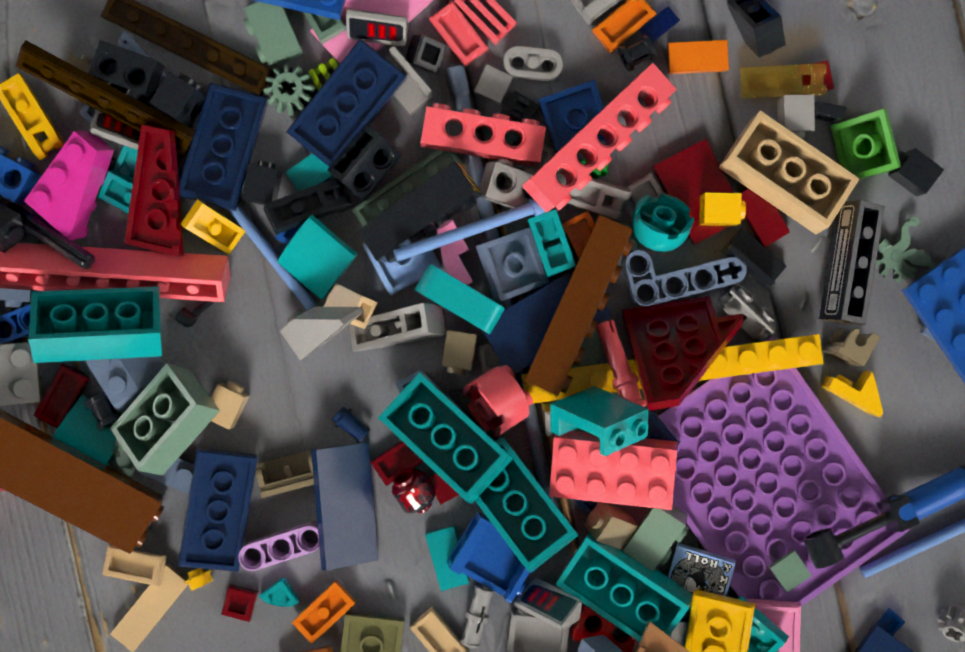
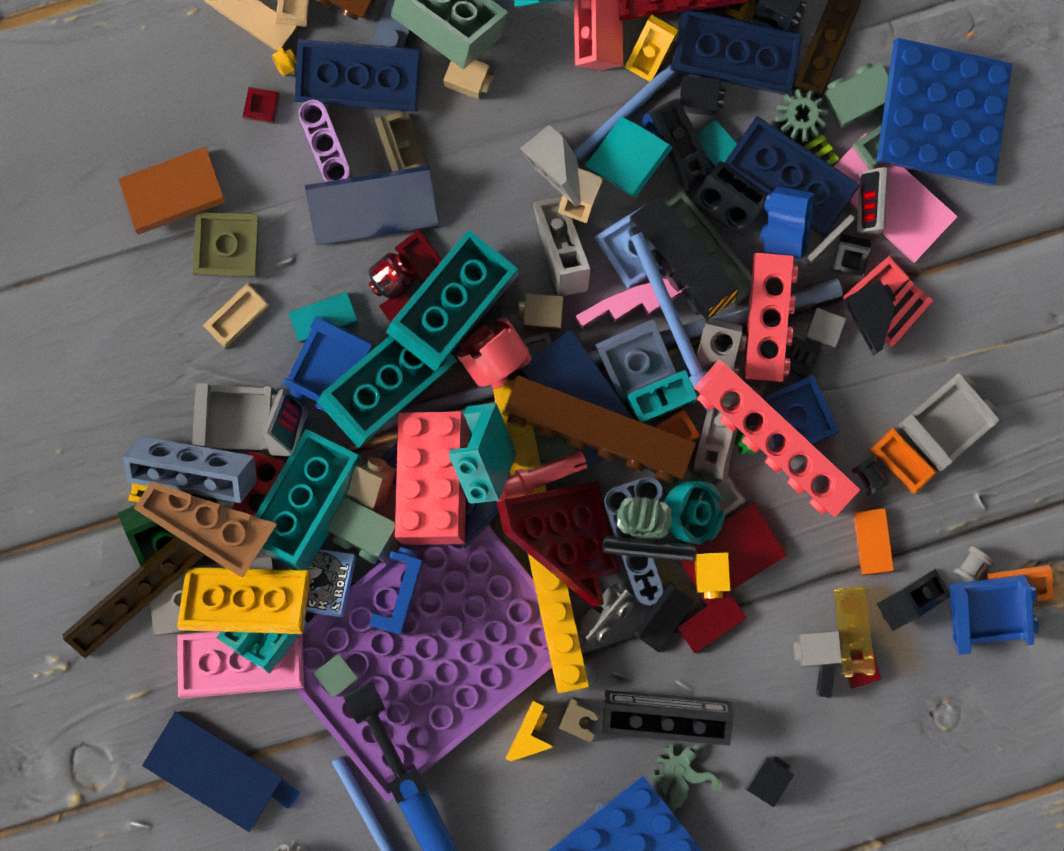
camera: 90 degrees right, 5 degrees down
(188, 318) = (554, 30): black hand -> none
(280, 594) = (273, 146): teal tile -> none
(324, 611) = (258, 192): orange plate -> none
(350, 424) = (456, 205): dark blue pin -> none
(392, 109) = (788, 222): none -> blue brick
(459, 299) = (596, 305): teal beam -> none
(477, 616) = (264, 352): light grey pin -> none
(486, 36) = (872, 313): none -> black slope
(533, 60) = (850, 367): light grey plate -> none
(660, 24) = (903, 499): clear blue piece -> none
(669, 269) = (644, 518): none -> sand green gear
(695, 266) = (649, 548): none -> black axle
(750, 516) = (406, 595): none -> blue panel
(789, 173) = (756, 641): tan brick -> none
(866, 144) = (791, 723): bright green slope -> none

